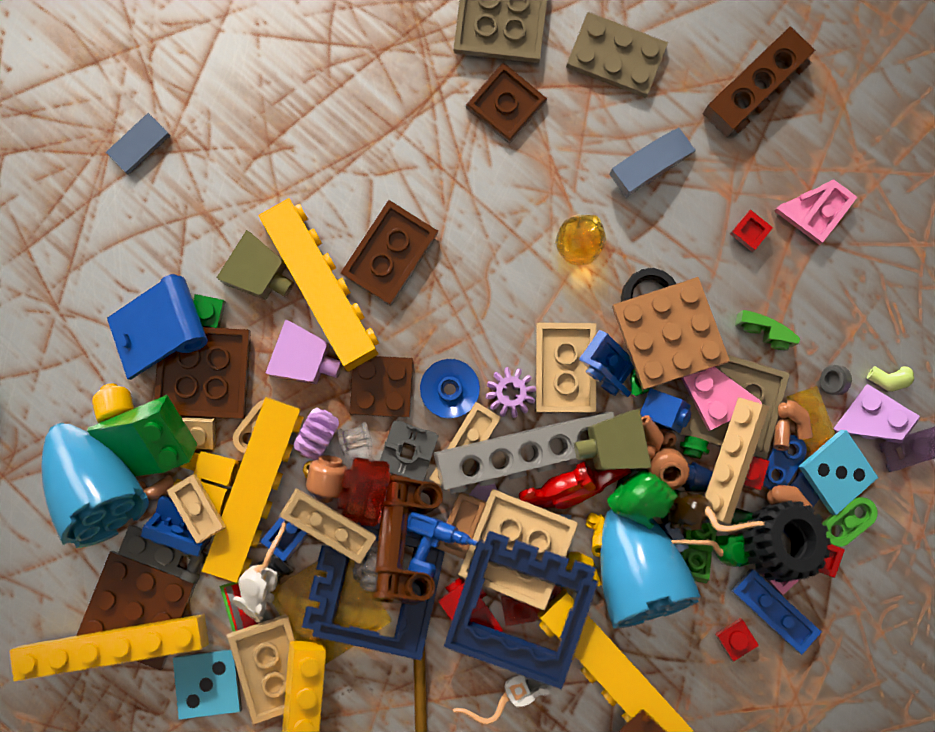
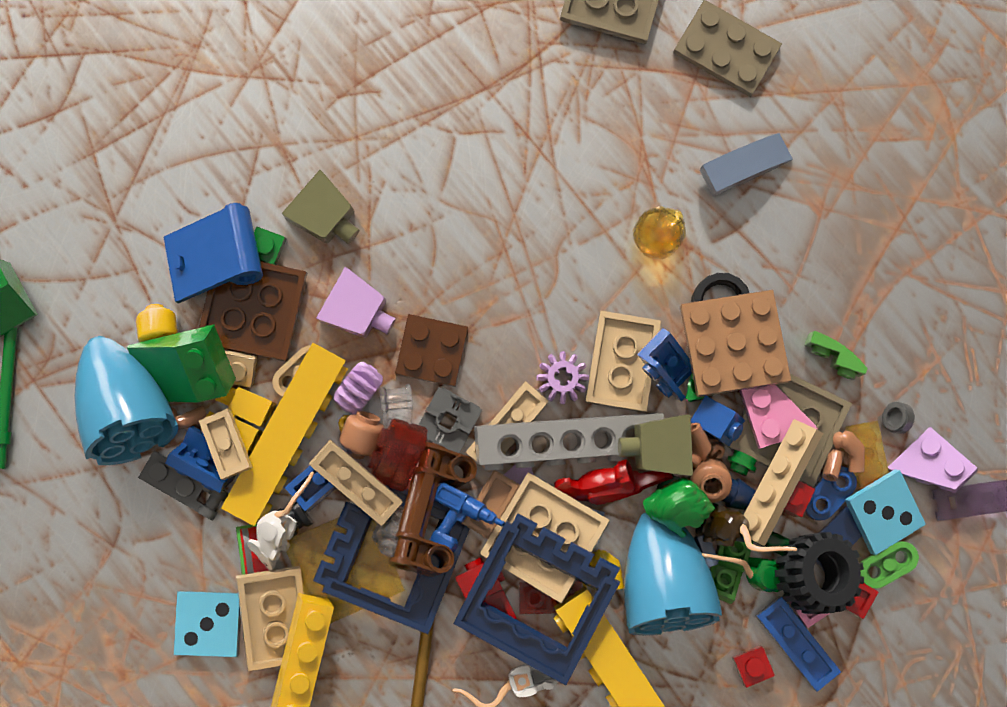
camera: 10 degrees right, 0 degrees up
(109, 647) = (116, 570): yellow brick -> none
(134, 596) = (147, 538): reddish brown plate -> none
(138, 143) = (222, 63): sand blue tile -> none
(318, 285) = (384, 237): yellow brick -> none
(389, 252) = (461, 215): reddish brown plate -> none
(444, 373) = (498, 347): blue dish -> none
(506, 102) = (605, 80): reddish brown tile -> none
(596, 523) = (628, 524): yellow arm -> none
(751, 230) = (836, 251): red plate -> none
(785, 493) = (827, 524): nougat arm -> none
(788, 48) = (904, 68): reddish brown brick -> none
(818, 210) = (908, 240): bright pink wing -> none
(891, 382) = (956, 428): yellowish green arm -> none

